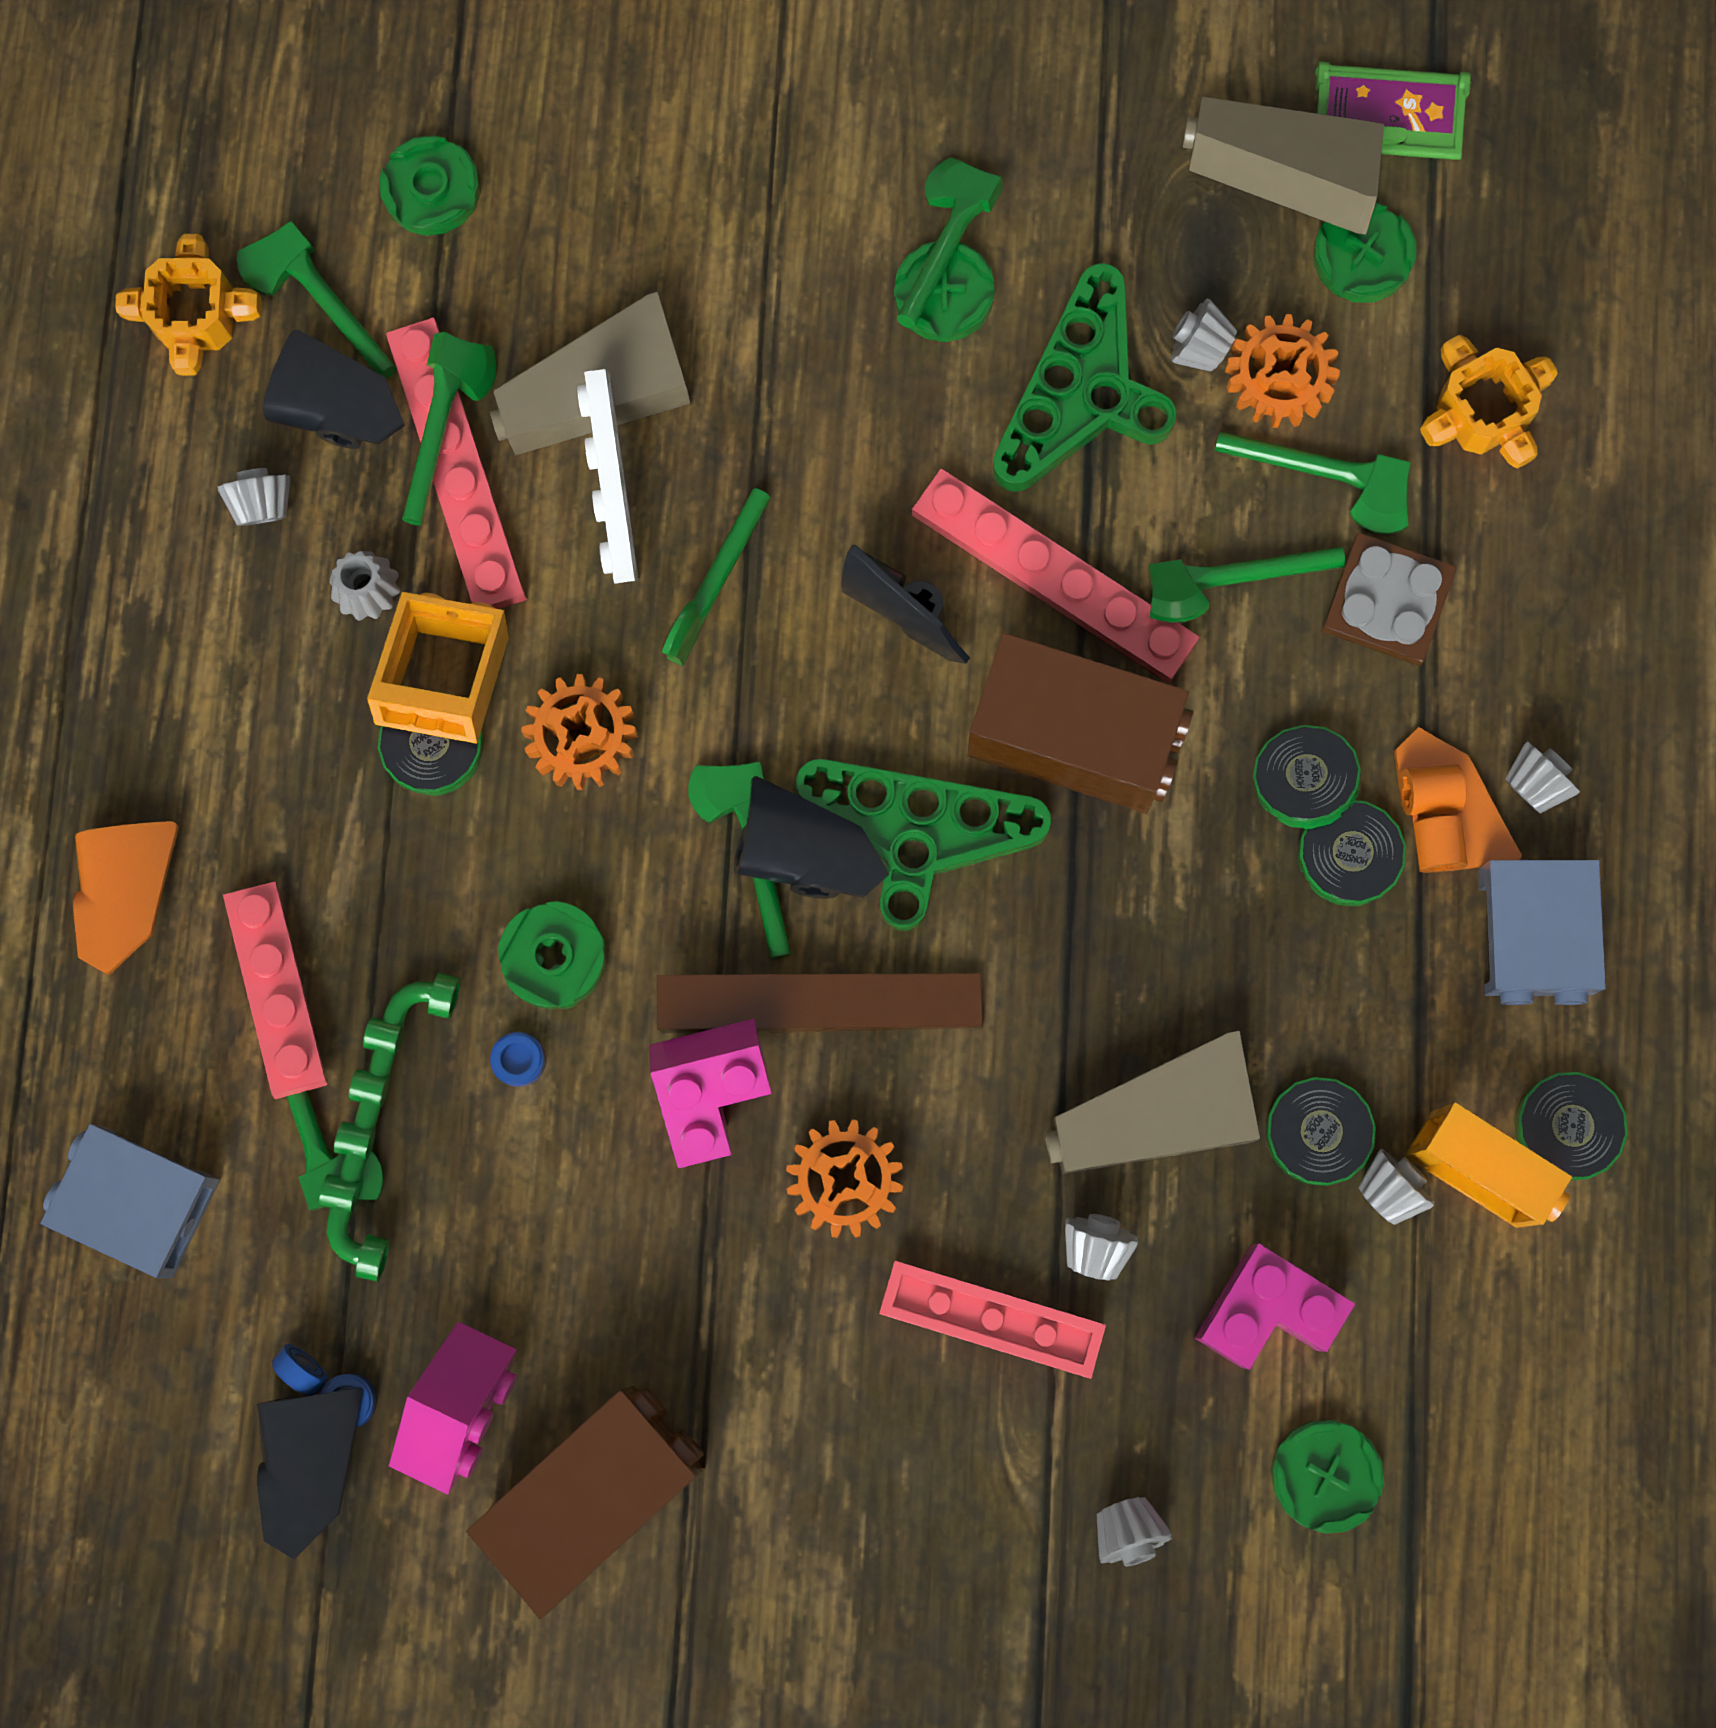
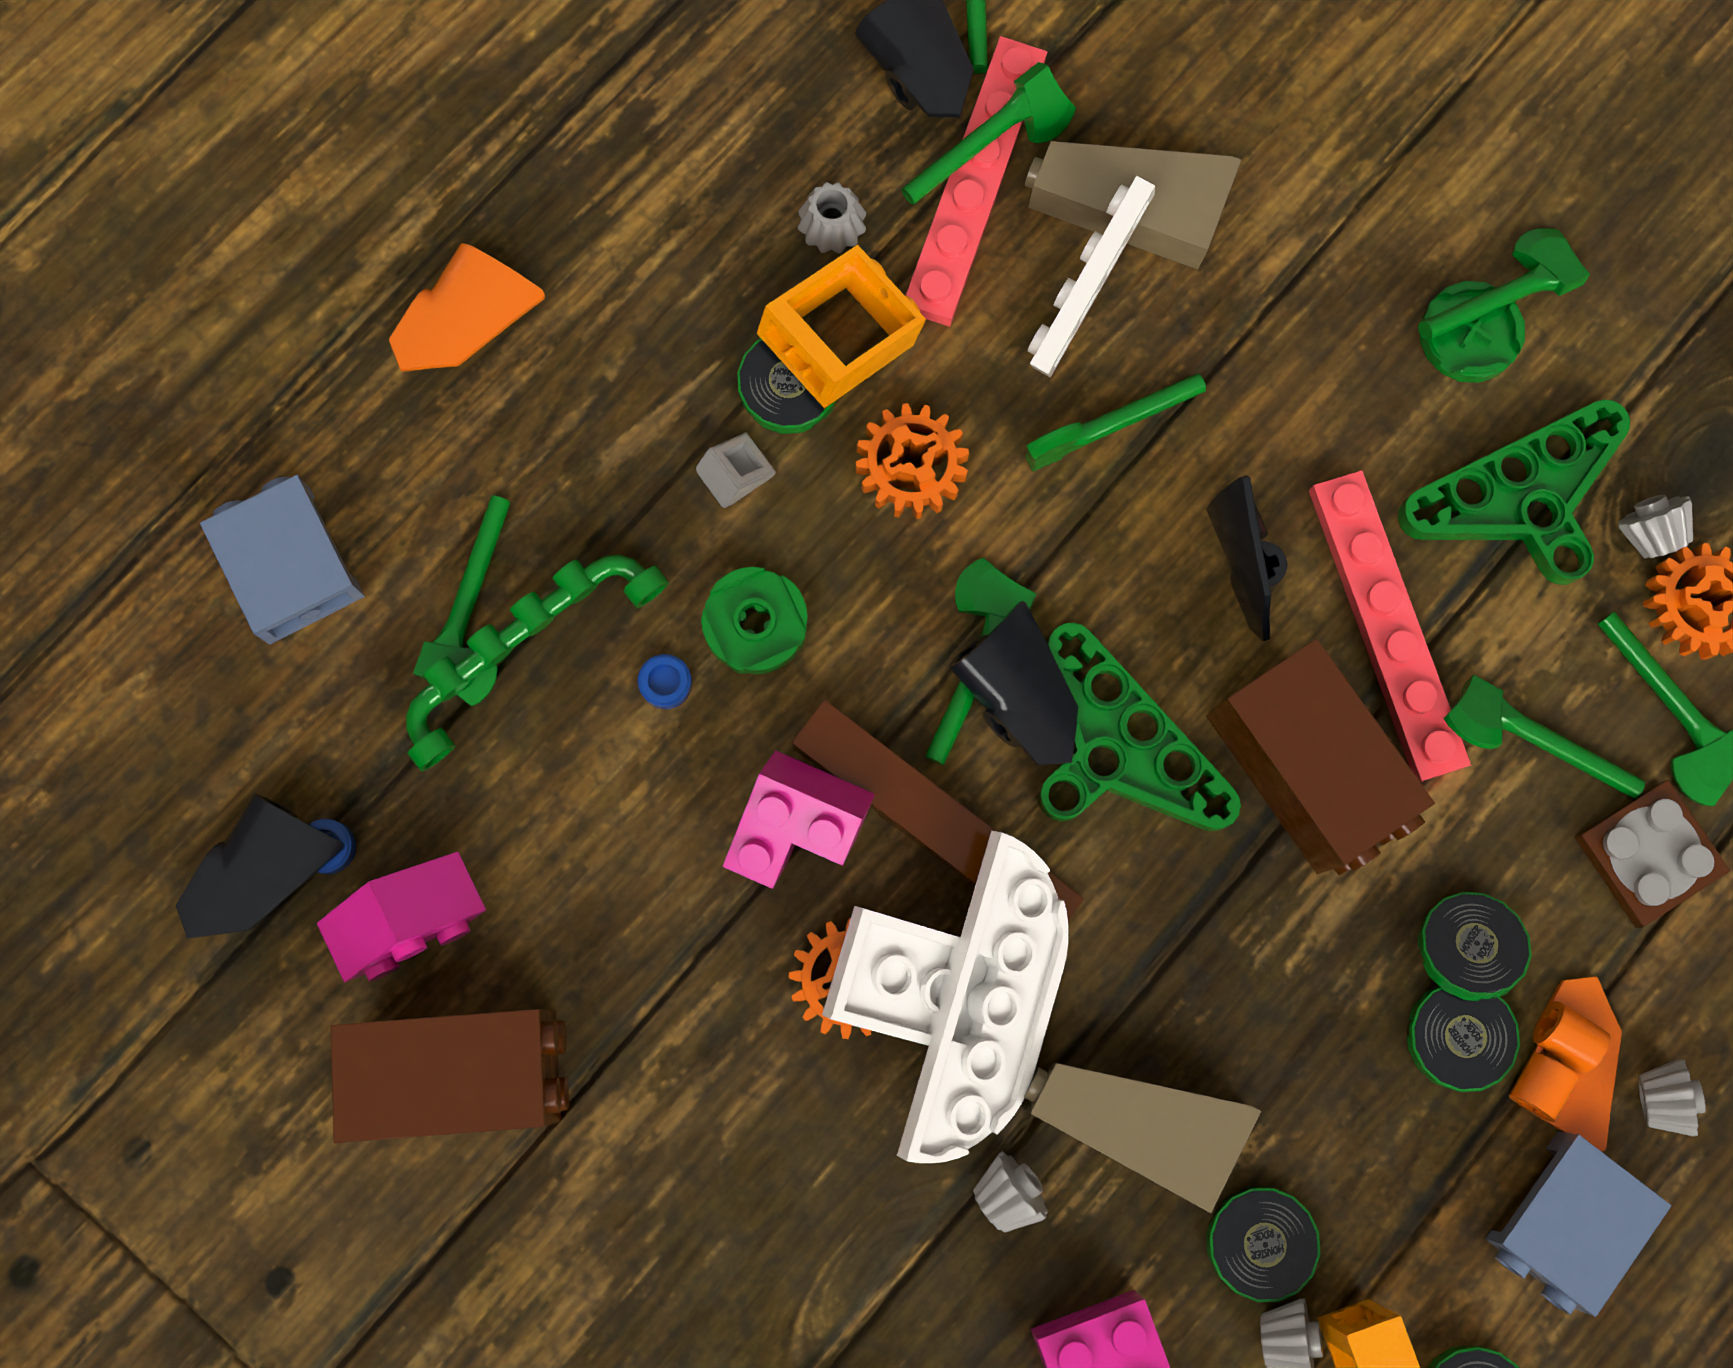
camera: 25 degrees right, 0 degrees up
(256, 497) = (801, 87): light grey piece -> none
(275, 990) = (519, 482): coral plate -> none
(297, 1371) = (305, 792): blue tile -> none
(441, 847) = (734, 469): none -> light grey slope
(950, 1120) = (967, 997): none -> white plate
(992, 1319) = (880, 1186): coral plate -> none

